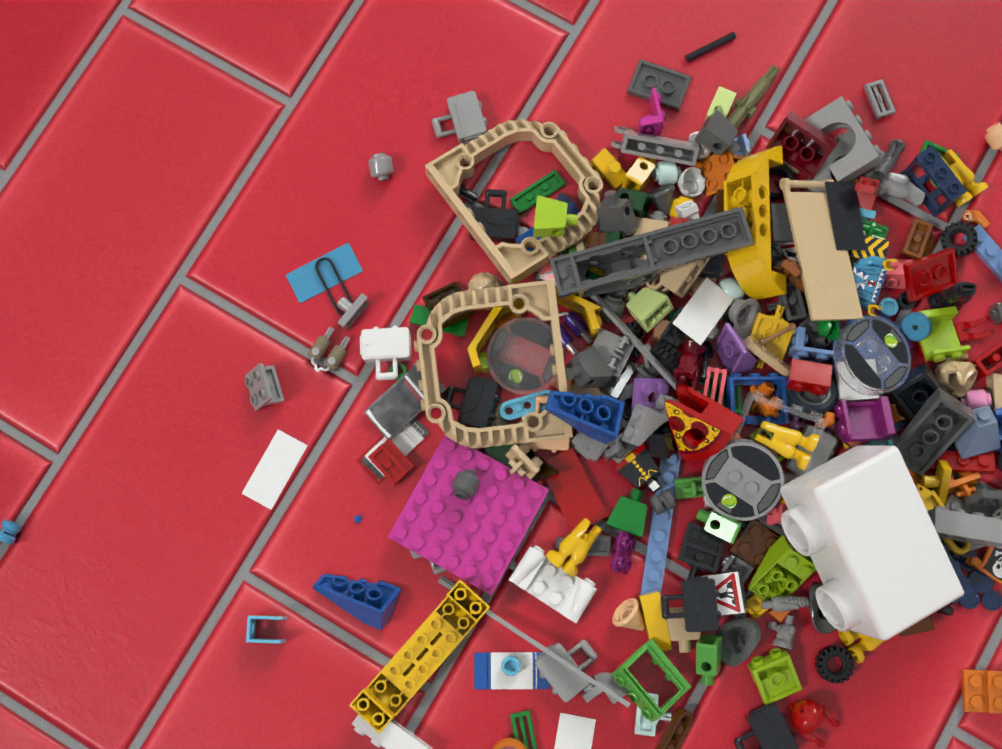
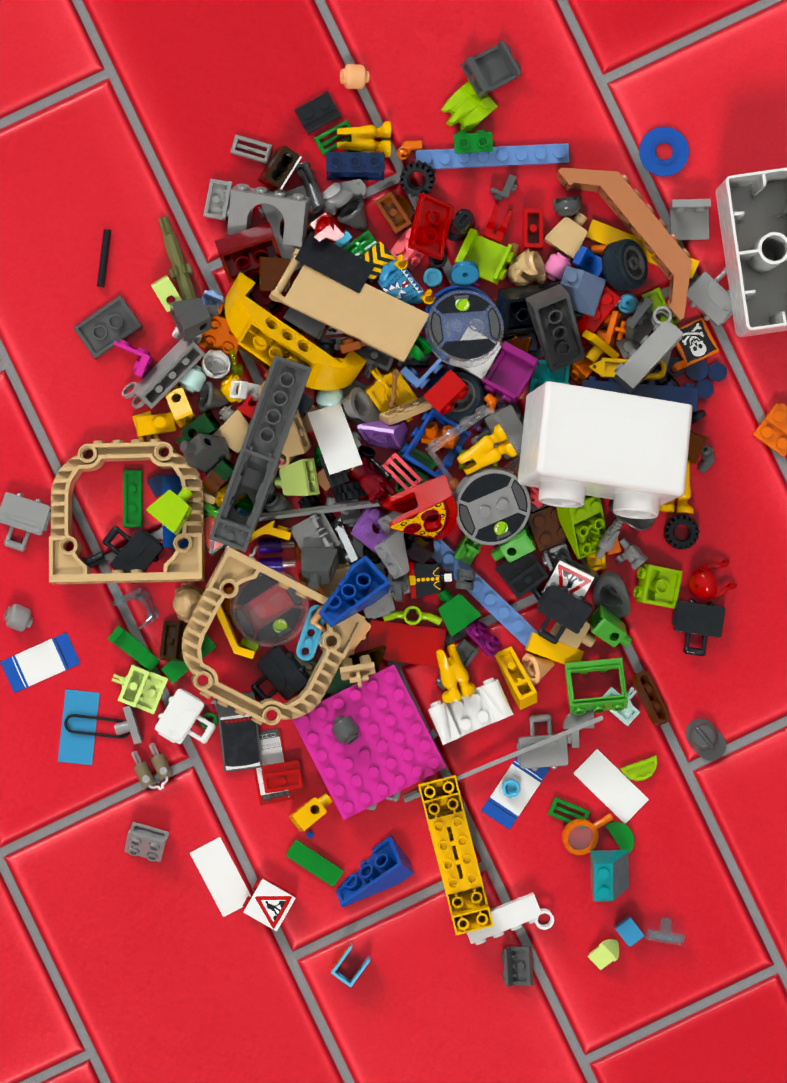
camera: 65 degrees left, 10 degrees up
(276, 522) = (268, 903): none -> piece
(336, 539) = (314, 863): none -> green tile
(356, 209) = (40, 662): none -> sticker
(367, 503) = (304, 818): none -> yellow torso
(388, 299) = (141, 688): none -> yellowish green plate
(417, 271) = (134, 648): none -> green leg
(455, 267) = (138, 594): none -> clear light blue helmet
(605, 487) = (422, 616): none -> lime piece
(608, 605) = (516, 678): none -> yellow slope
(699, 201) = (237, 369): none -> clear neon green hand
(801, 169) = (271, 271): none -> reddish brown piece
(820, 98) = (218, 199): none -> light grey bracket
(887, 123) = (279, 168): none -> dark brown piece
(890, 211) = (354, 215): none -> dark grey hat
(913, 643) = (708, 459): none -> dark grey arm
(947, 130) = (317, 113): none -> black plate
(991, 481) = (628, 303): none -> medium azure tile

